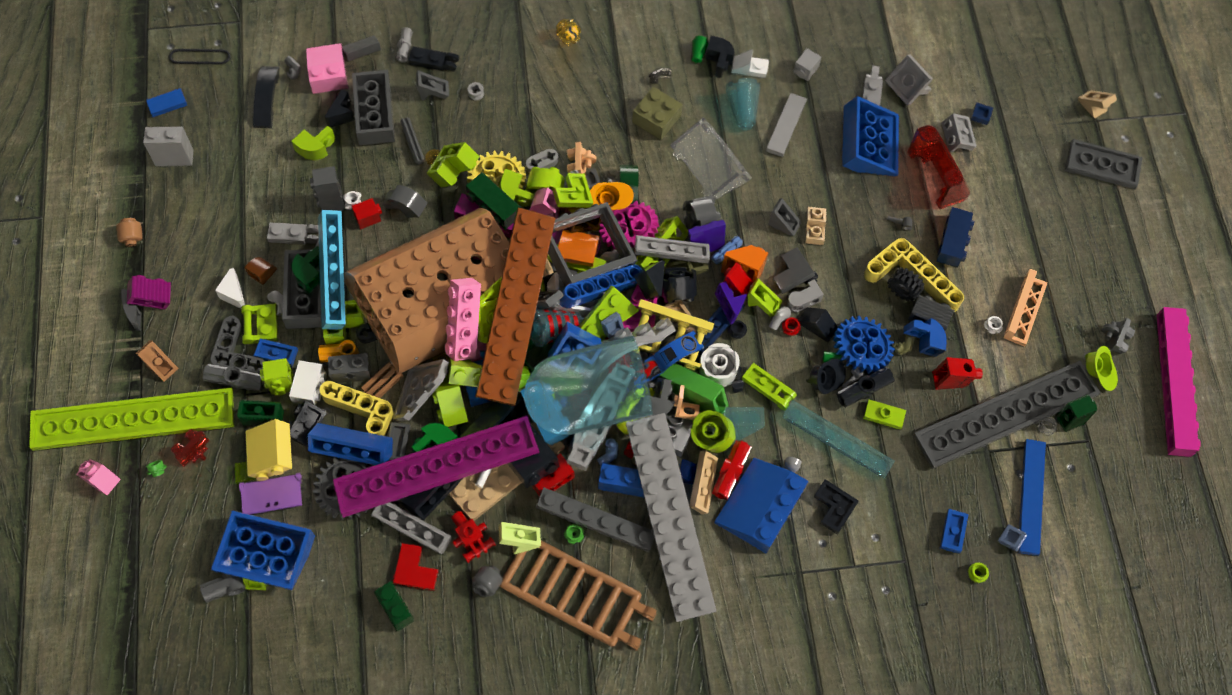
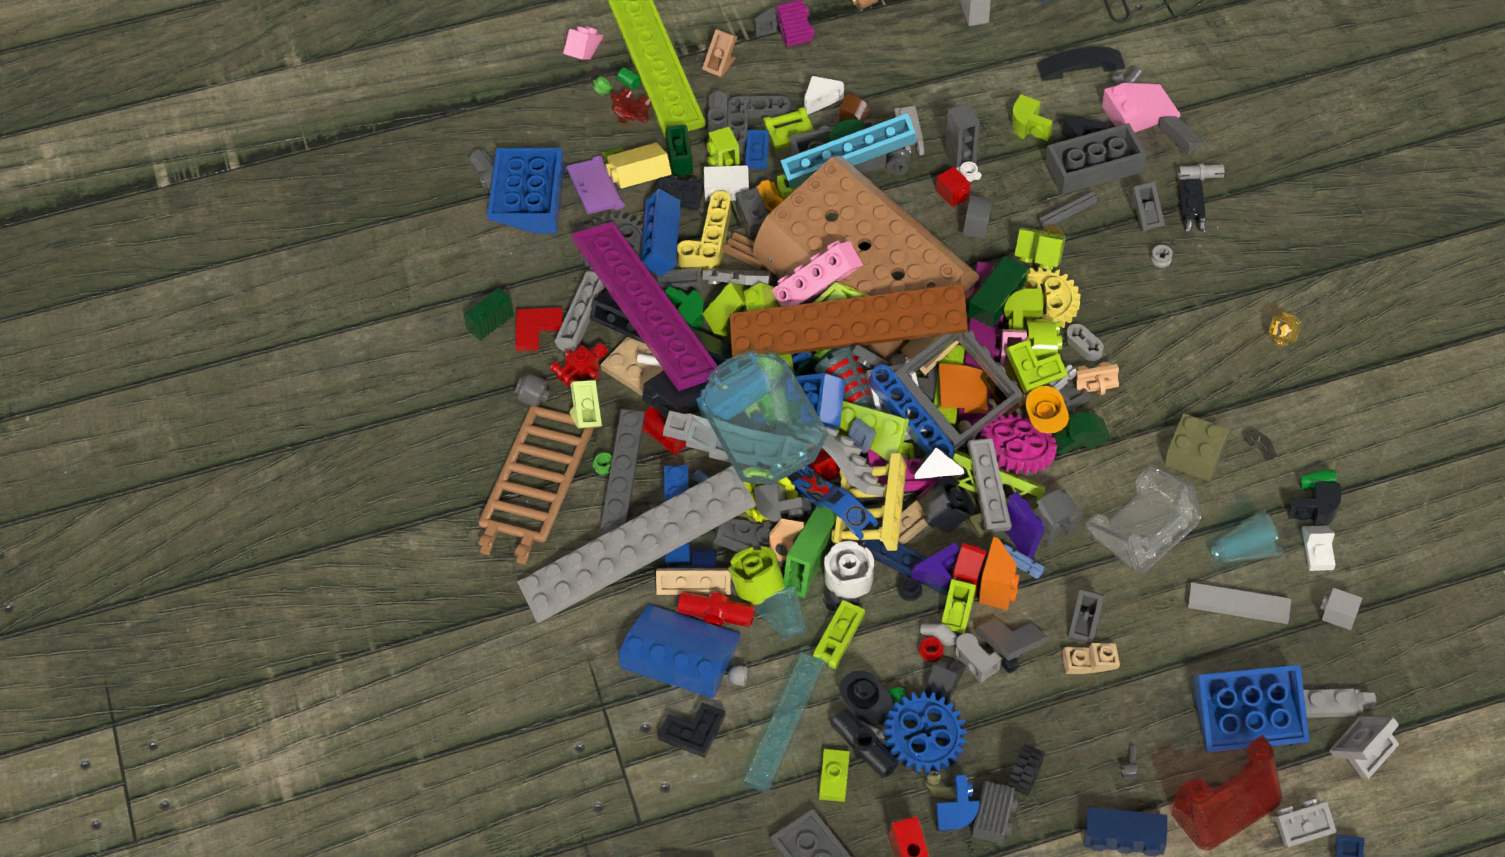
camera: 85 degrees right, 10 degrees down
(154, 444) = (628, 78): none -> green hinge
(922, 267) = (1057, 787): light yellow beam -> none

